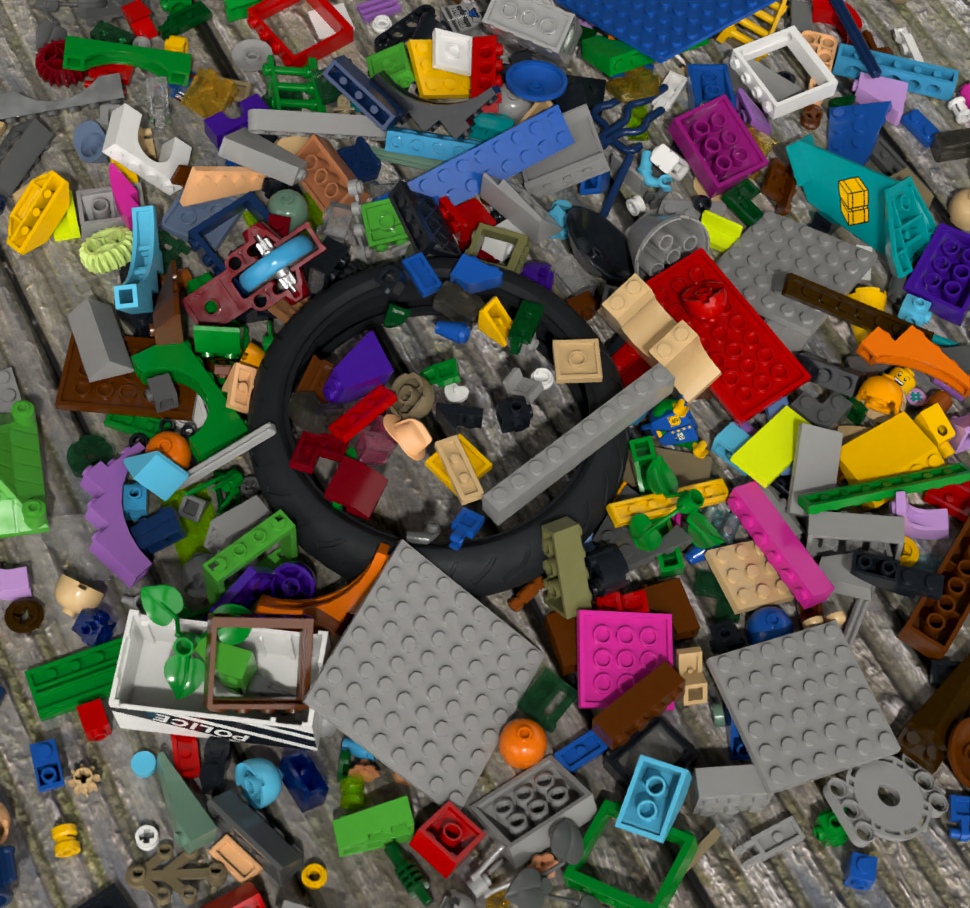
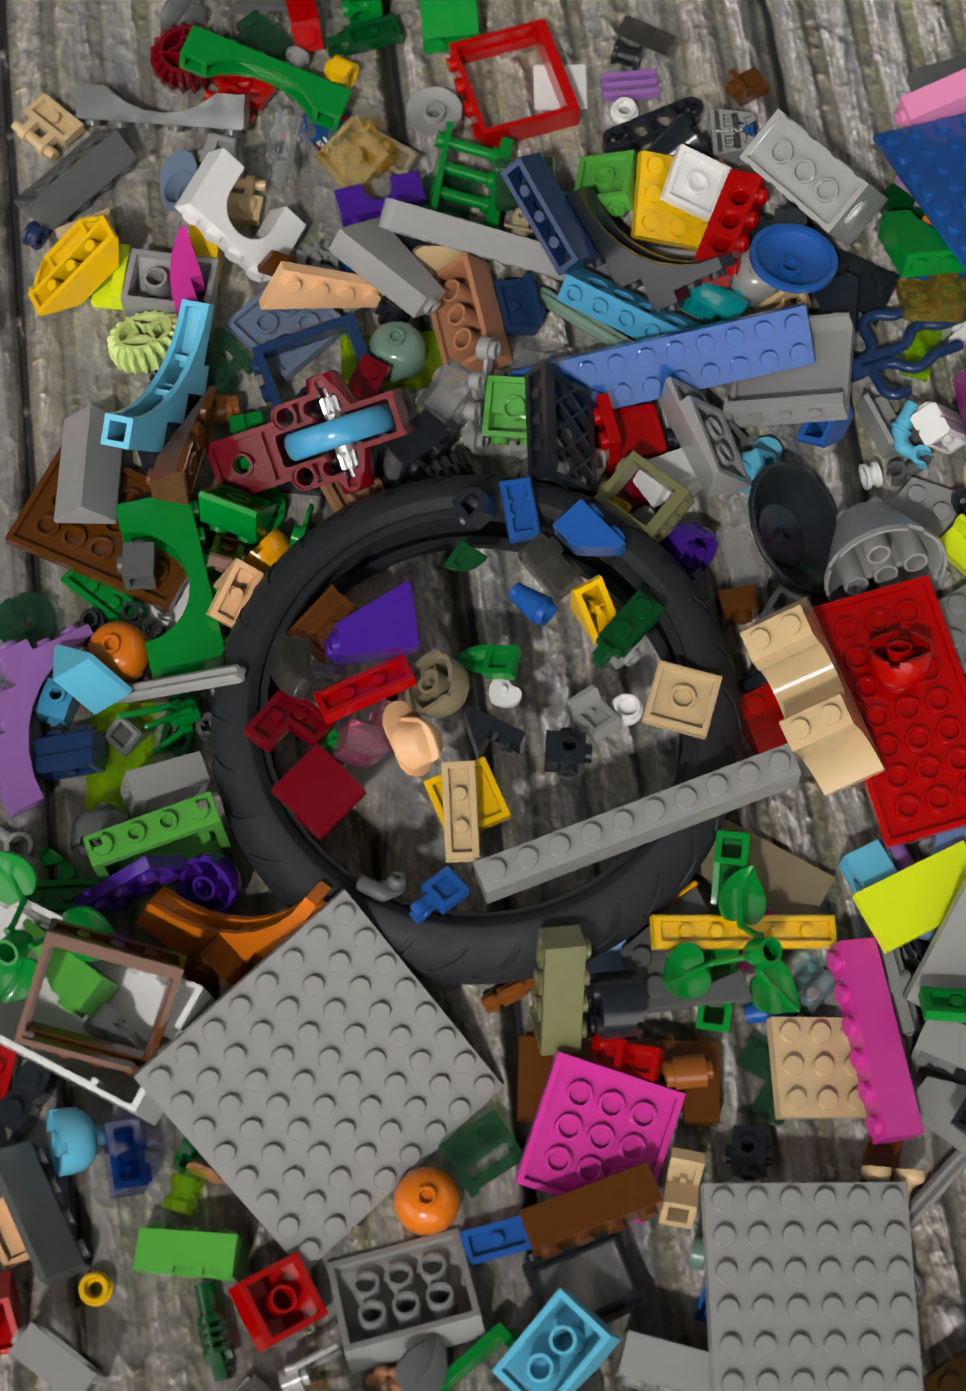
camera: 25 degrees right, 10 degrees up
(616, 185) = (851, 442): dark blue bar -> none
(667, 599) = (688, 1071): none -> dark orange brick
(675, 426) = (799, 819): torso -> none
(767, 624) = (817, 1152): blue cylinder -> none

